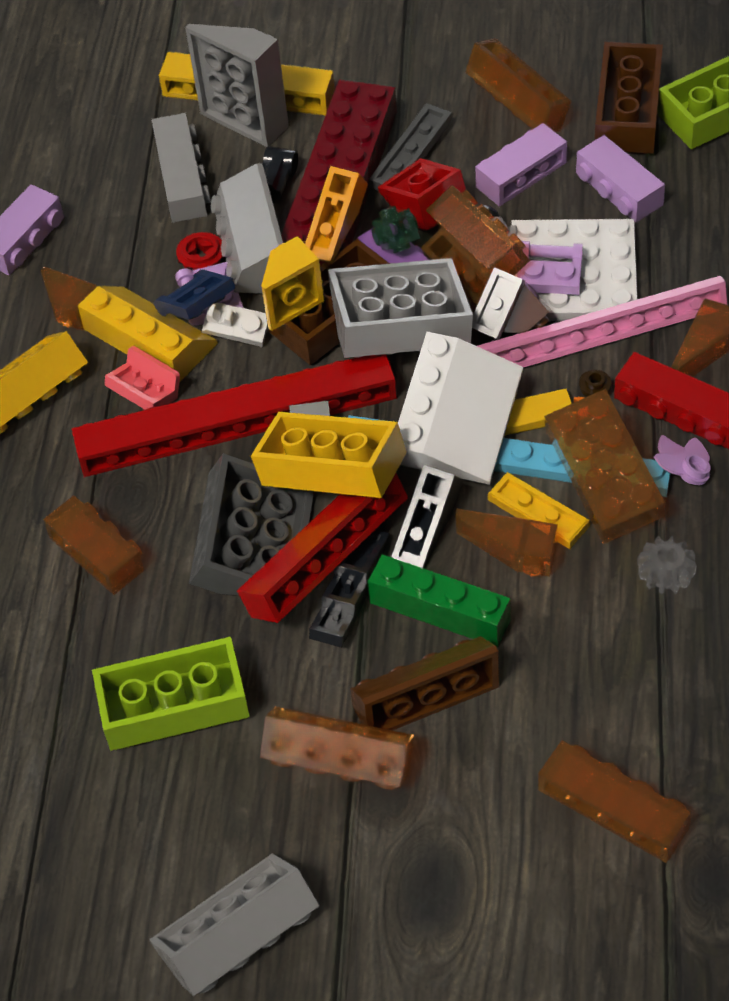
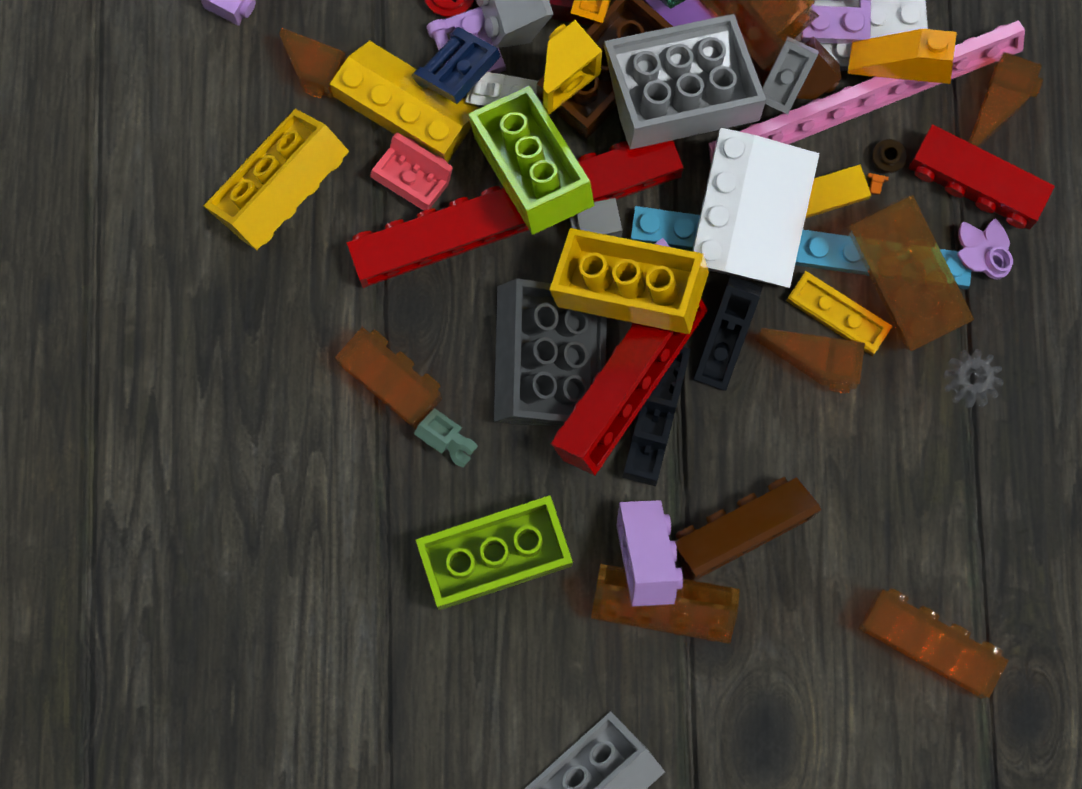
camera: 10 degrees left, 25 degrees up
(136, 592) = (444, 434): none -> sand green plate
(250, 361) = (531, 160): none -> lime brick
(323, 692) = (648, 553): none -> lavender brick
(439, 600) = (750, 431): green brick -> none
(616, 293) = (906, 55): none -> light orange slope

